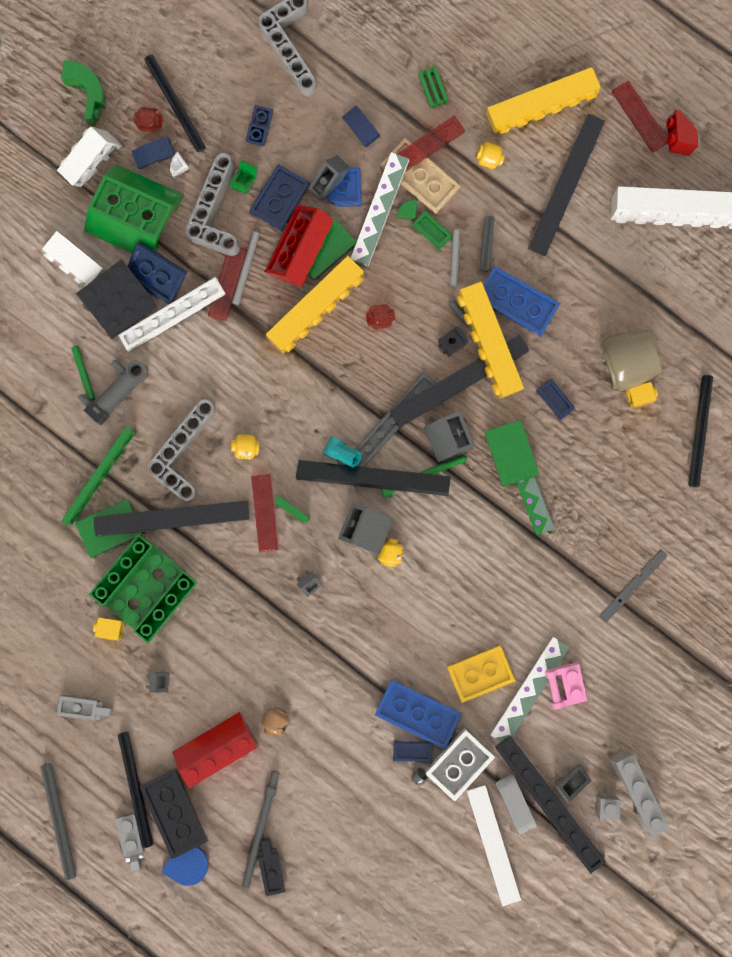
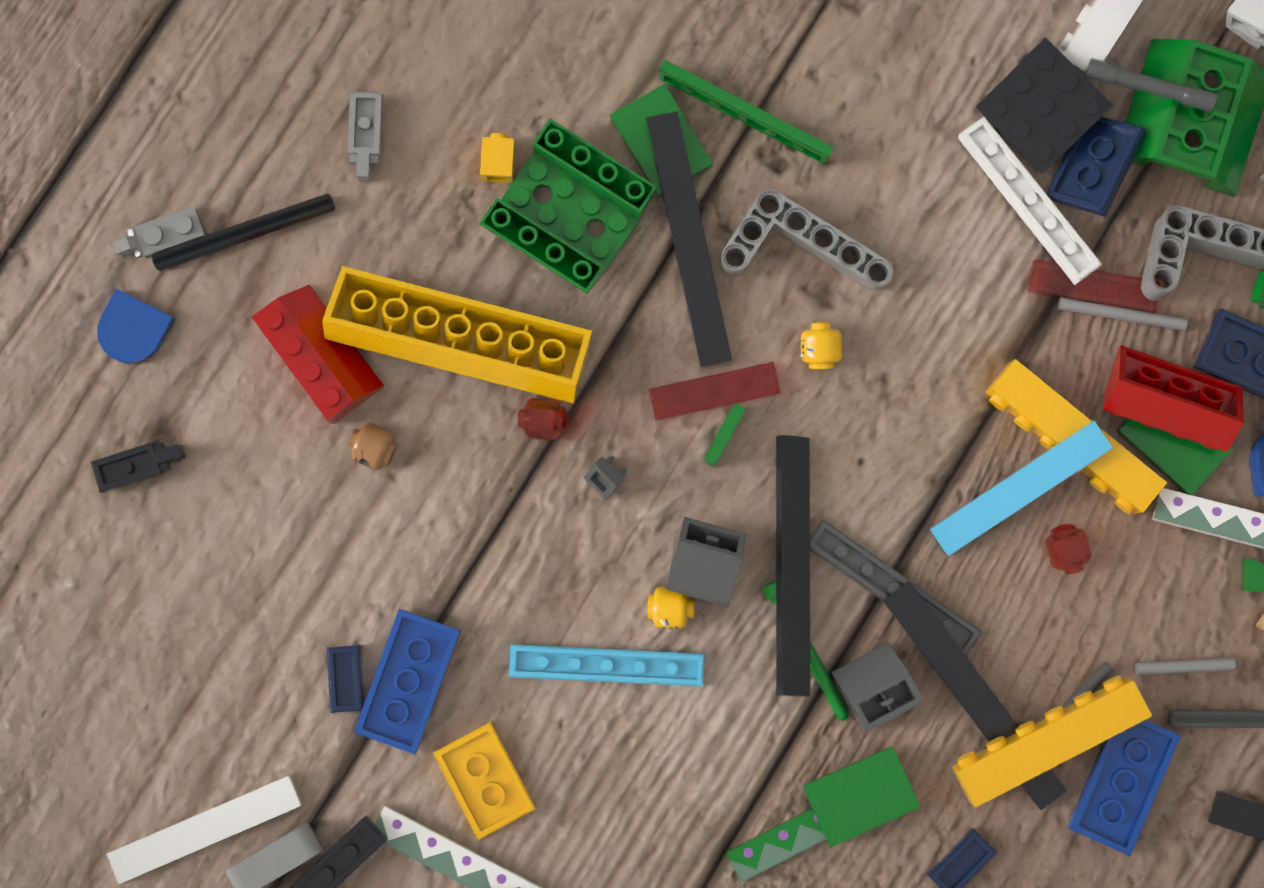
camera: 75 degrees right, 0 degrees up
(58, 821) = (181, 116): dark grey axle -> none
(83, 373) = (913, 67): green bar -> none
(116, 392) = (886, 124): dark grey piece -> none
(121, 216) = (1186, 95): none -> dark grey piece
(158, 682) = (419, 248): dark grey tile -> none
(174, 813) = (209, 298): black plate -> none
(213, 664) = (457, 334): none -> yellow brick
(270, 617) = (543, 418): none -> clear red head
(270, 791) = (258, 450): dark grey bar -> none
(340, 451) = (832, 501): teal piece -> none
(342, 340) = (1021, 488): none -> medium azure tile
(419, 777) = (305, 694): dark grey hinge -> none
(420, 594) = (606, 665): none -> medium azure tile
(432, 230) = (1228, 622): green tile -> none
(459, 764) = (331, 759): white brick -> none
(460, 341) = (1026, 673): black brick -> none

